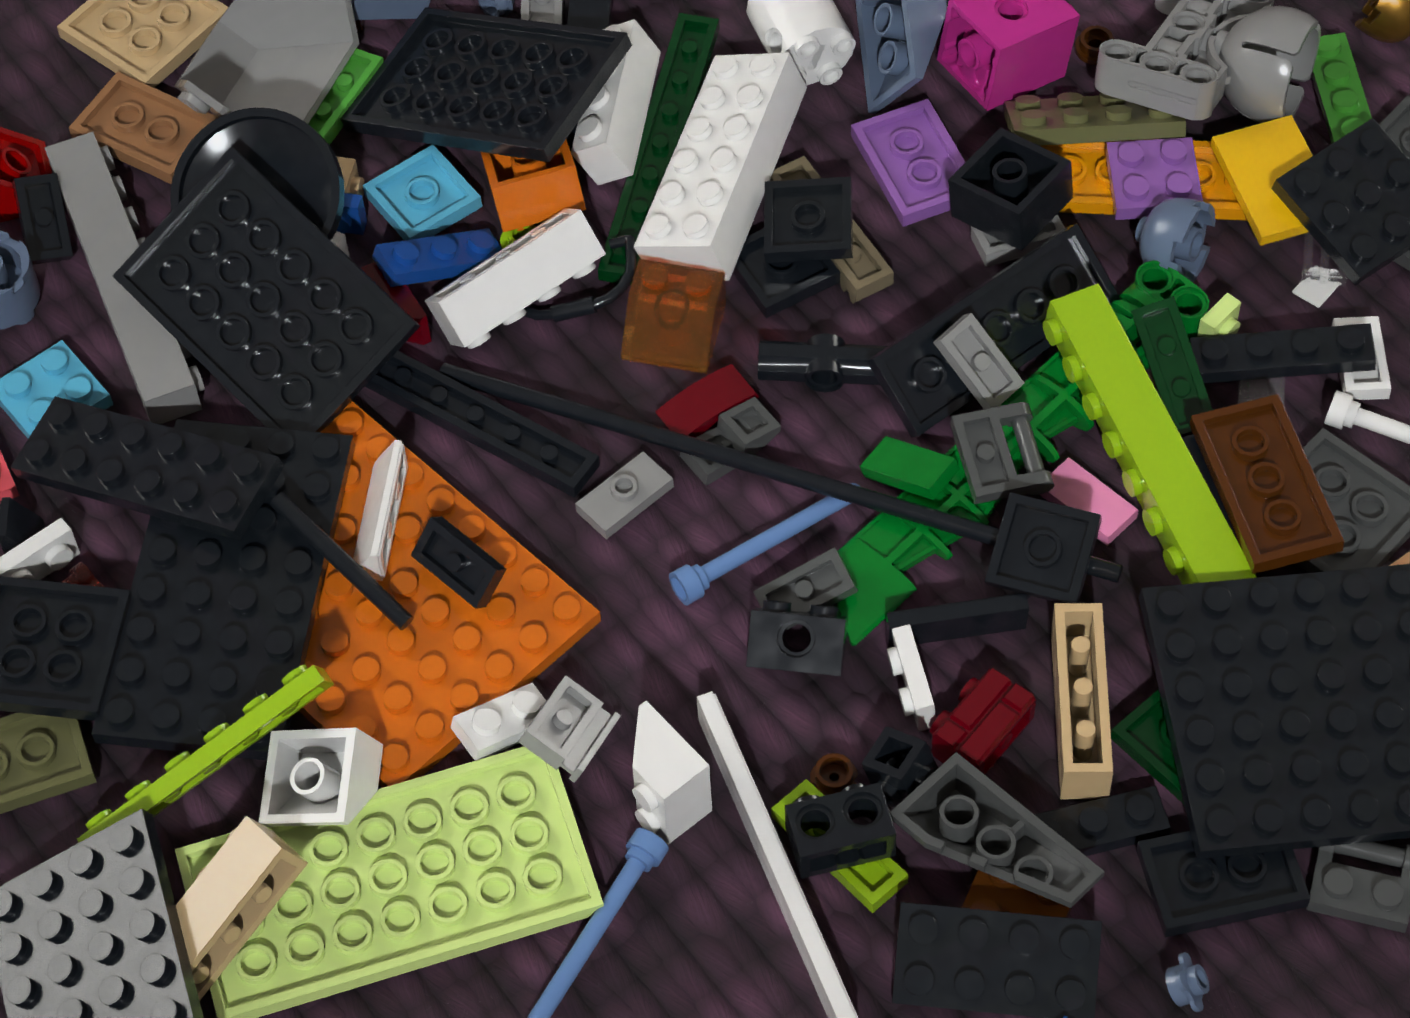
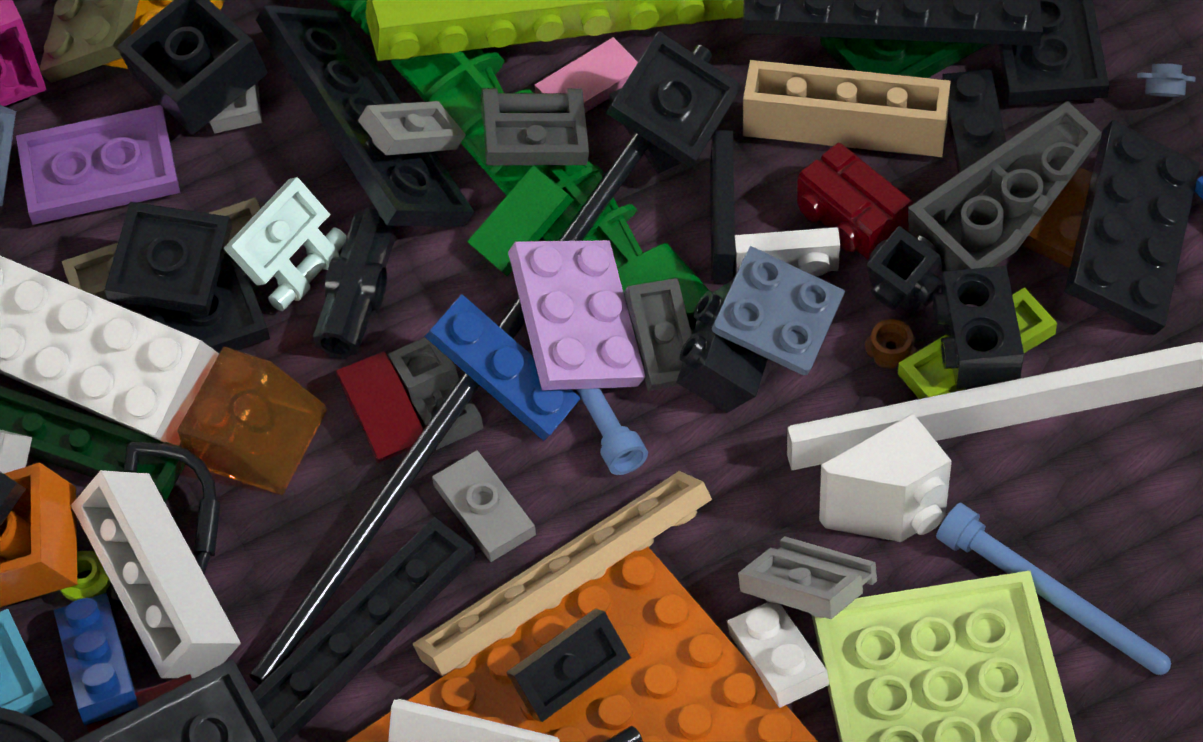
camera: 80 degrees left, 0 degrees up
(563, 558) = (561, 572): none -> tan plate
(745, 475) = (500, 367): none -> blue plate
(806, 516) = (576, 315): none -> lavender plate
(825, 664) = (778, 311): none -> sand blue bracket
(849, 289) = (277, 233): none -> light aqua plate

